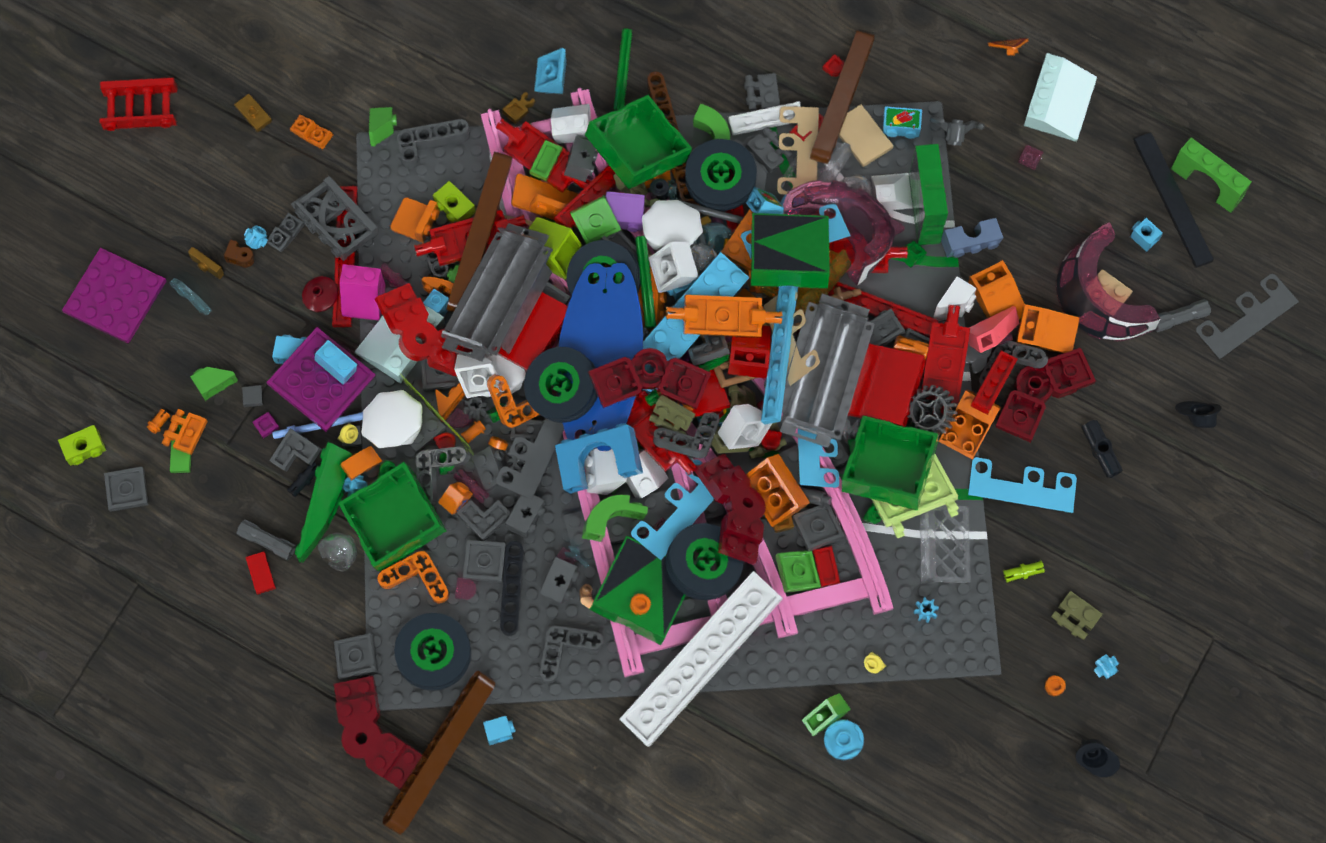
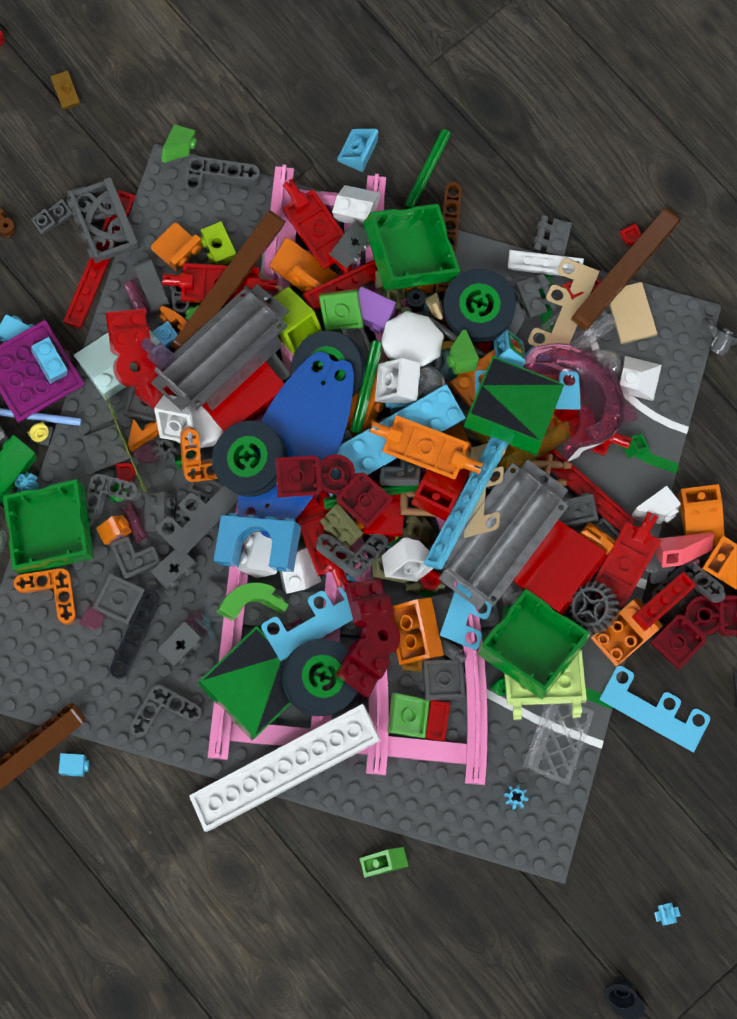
camera: 15 degrees right, 5 degrees up
(255, 237) = (22, 212): medium azure gear -> none
(311, 132) = (112, 127): orange slope -> none
(324, 299) = (67, 292): dark red dish -> none
(358, 291) = (96, 297): dark pink slope -> none
(361, 462) = (39, 464): orange slope -> none
(385, 467) = (61, 476): green plate -> none
(392, 419) = (82, 434): white piece -> none
(404, 262) = (151, 285): none -> dark grey beam
(439, 319) = (159, 354): none -> clear purple plate
(441, 630) = (23, 685): black wheel -> none
(473, 431) = (155, 471): orange pin -> none
(498, 443) = (173, 491): orange tile -> none
(518, 109) = (312, 173): pearl gold plate -> none
(545, 160) = (317, 234): bright green tile -> none
(586, 595) = (201, 666): arm -> none
(640, 604) = (244, 697): orange tile -> none
(680, 189) = (435, 306): none -> tan slope
(711, 122) = (491, 250): bright green arch -> none
(724, 223) = (462, 355): none -> bright green slope
(843, 740) = (391, 892): medium azure tile -> none
(873, 663) = (446, 830): light yellow plate -> none
(902, 122) = (674, 313): brick -> none
(928, 194) = (669, 395): green tile -> none
(957, 243) = (682, 451): sand blue arch -> none
(1023, 571) = (624, 792): lime pin -> none
(1055, 685) = (611, 913): orange tile -> none
(1078, 610) = (662, 849): olive plate -> none

